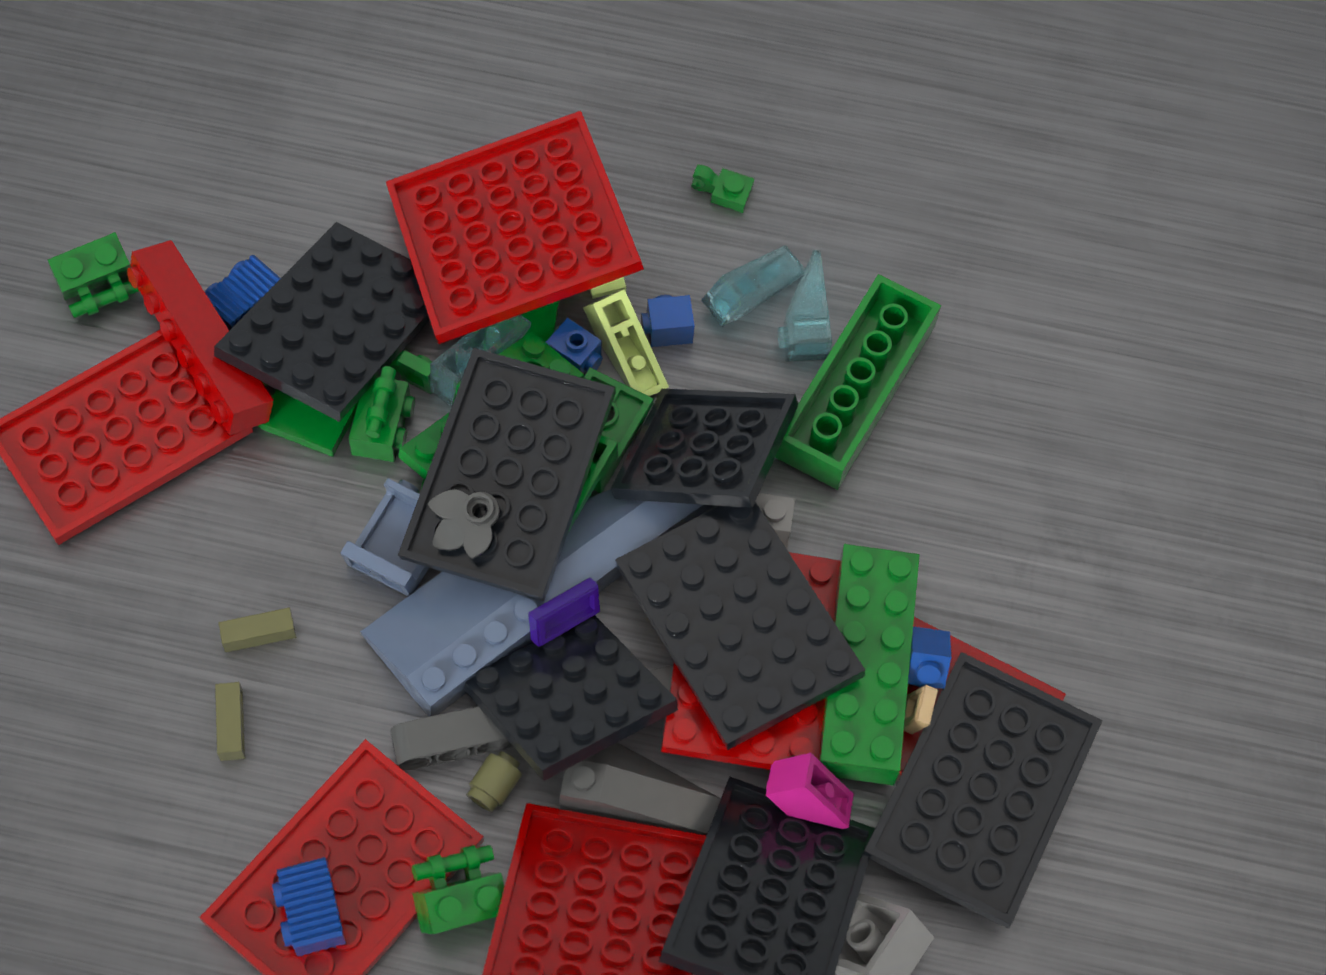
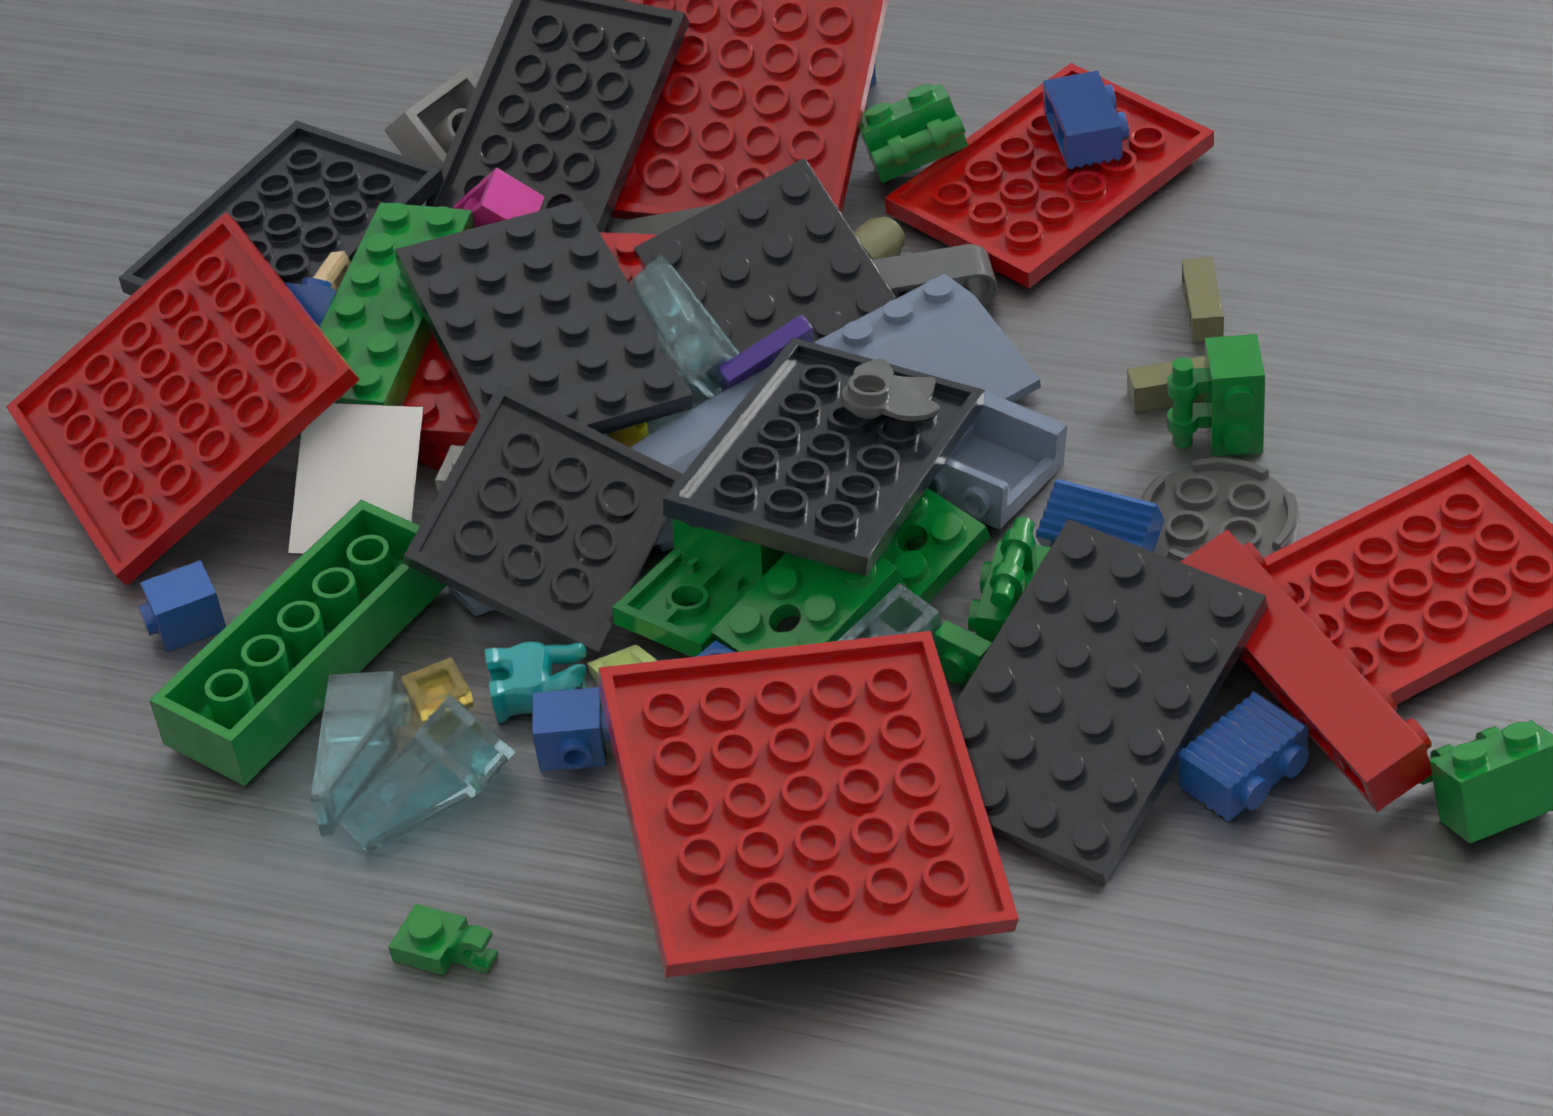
camera: 165 degrees left, 20 degrees down
(220, 579) = (1232, 397): none -> green brick
(240, 504) = (1219, 497): none -> dark grey tile
(321, 469) = (1107, 512): none -> blue brick
(624, 625) = (683, 326): none -> clear light blue slope
(703, 359) = (528, 670): none -> teal animal
(762, 355) = (432, 685): none -> clear yellow plate
(857, 516) = (351, 457): none -> white sticker
(954, 423) = (181, 606): none -> blue brick
(1005, 576) = (179, 397): none -> red plate

